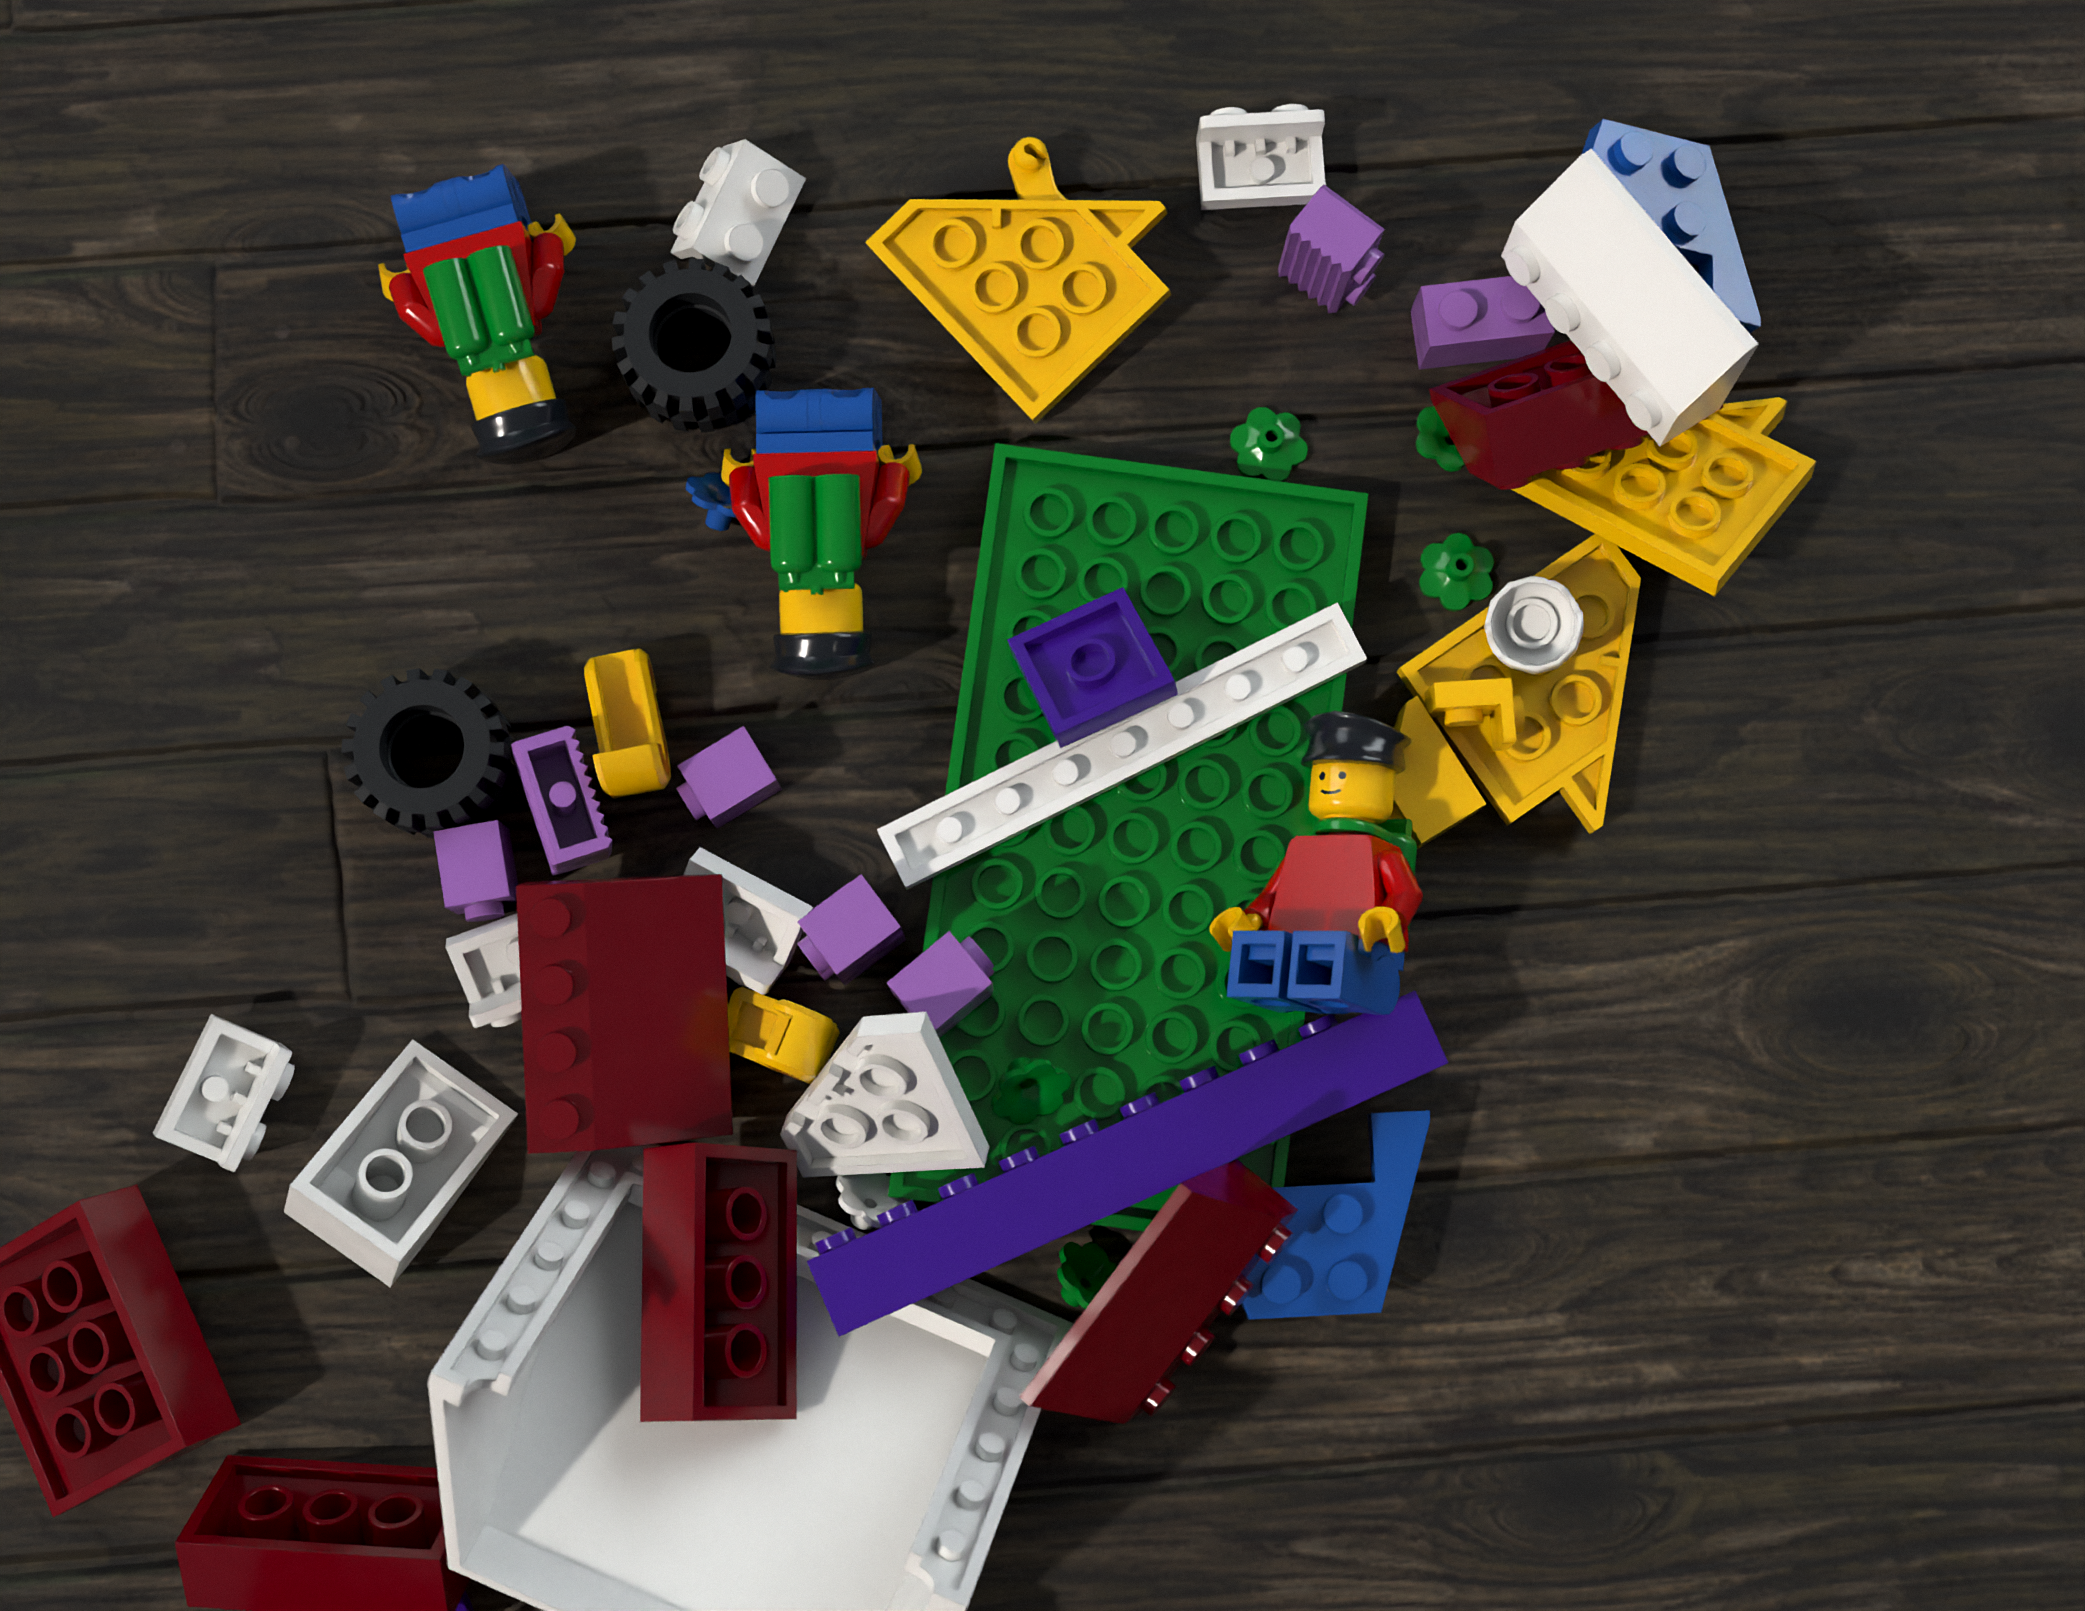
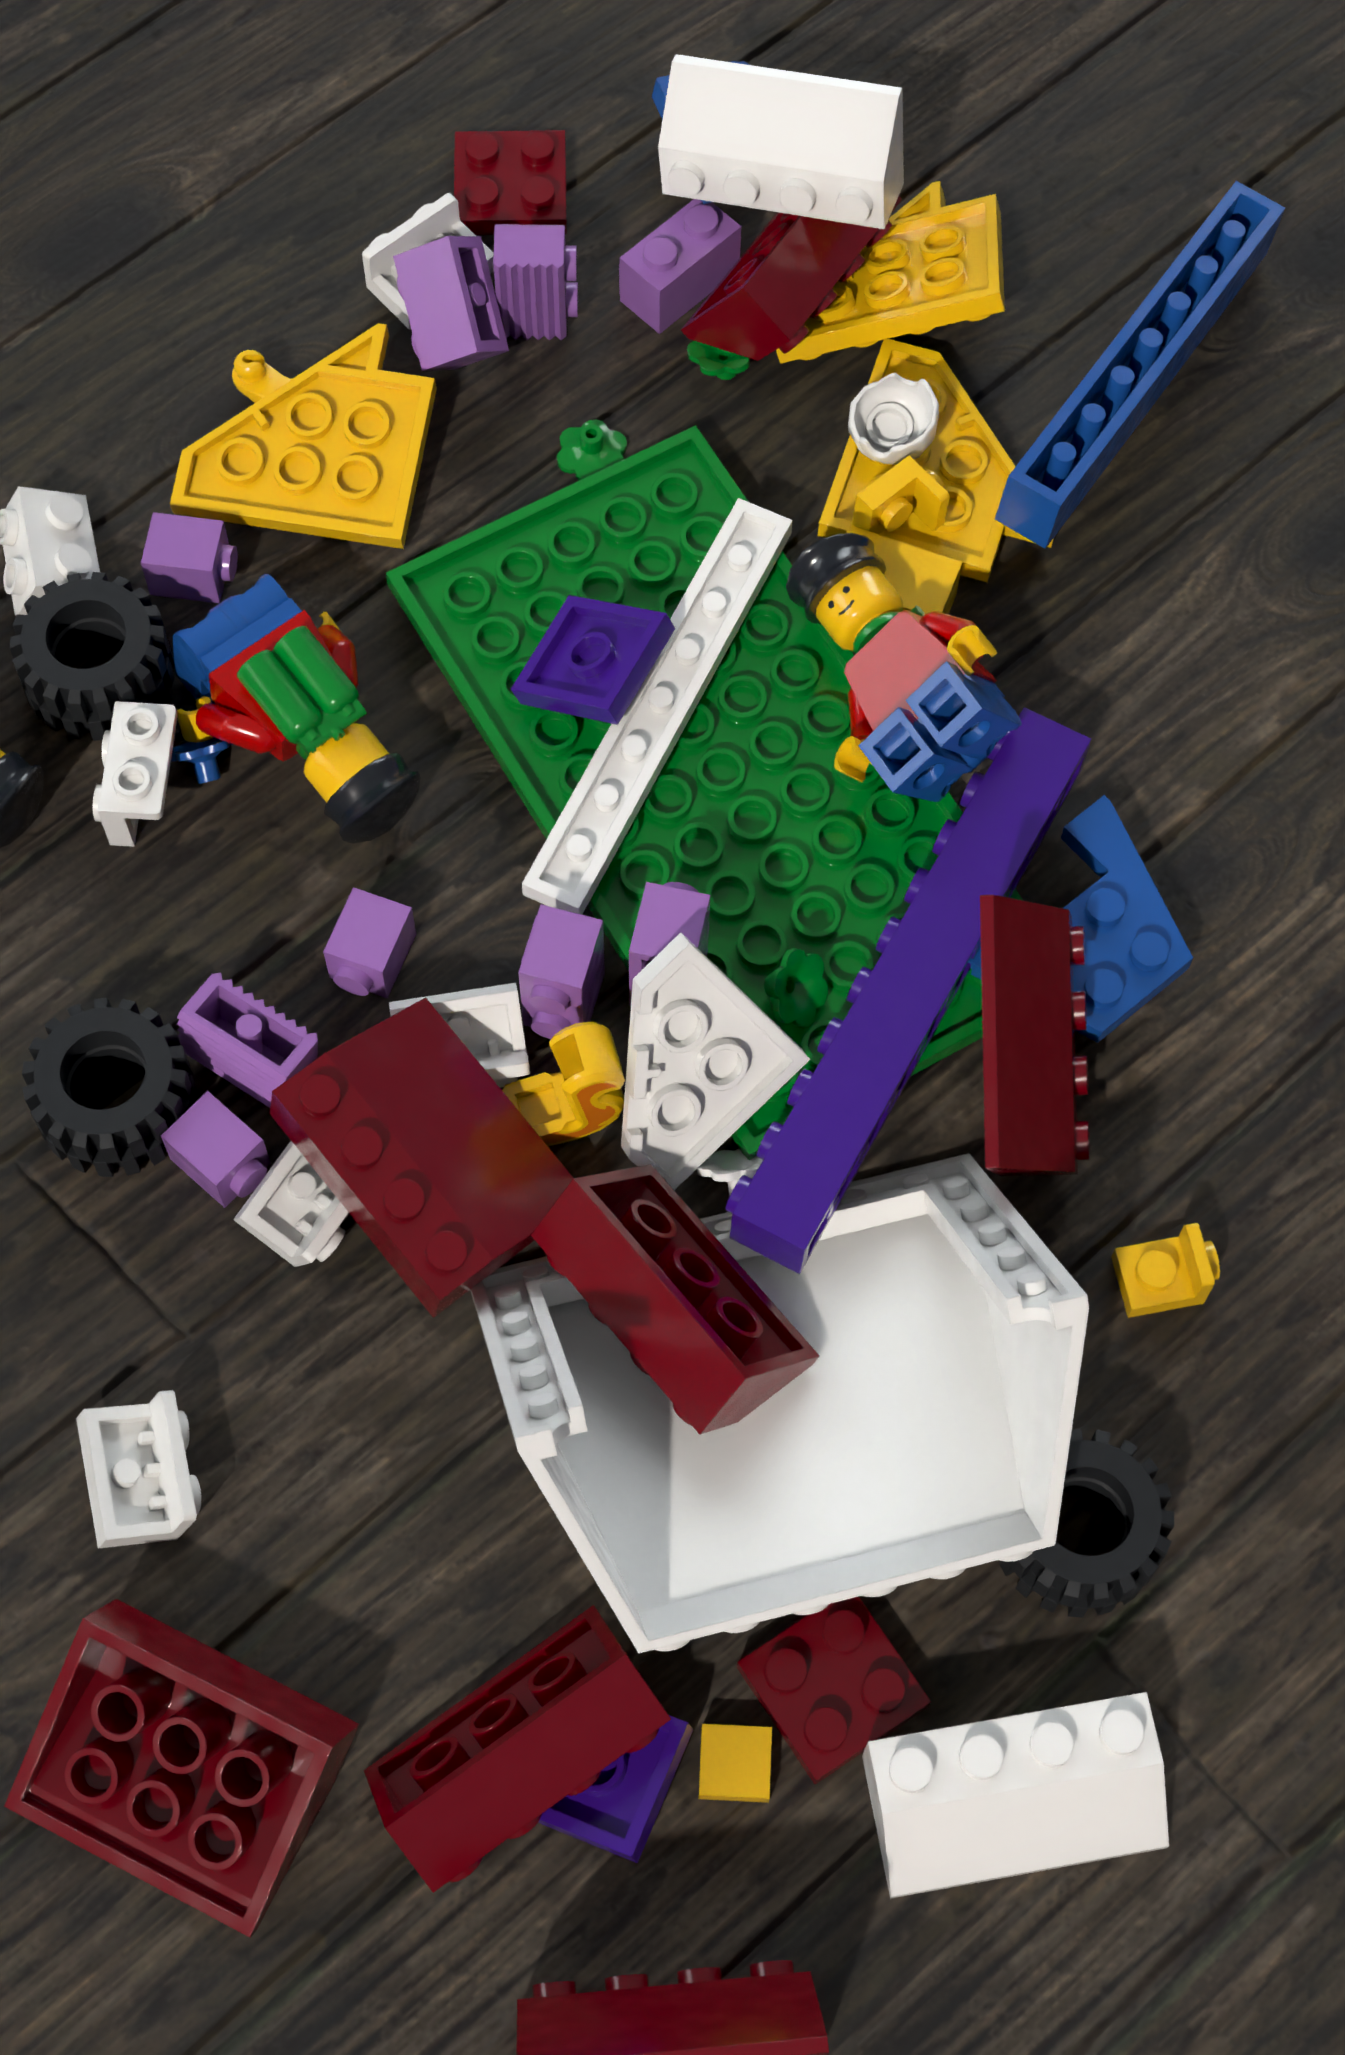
camera: 35 degrees left, 15 degrees down
(398, 1163) = (329, 1423): white slope -> none
(627, 724) = (253, 955): yellow animal -> none
(652, 479) = (135, 768): none -> white bracket
(843, 305) = (188, 558): none -> medium lavender brick
(1083, 1272) = (954, 1106): green plant -> none
(1144, 1549) = (1166, 1272): none -> yellow bracket
(1239, 225) = (450, 303): none -> medium lavender brick
(1403, 121) = (510, 178): none -> dark red plate
(1455, 586) = (802, 445): green plant -> none
(1805, 728) = (1138, 365): none -> blue brick

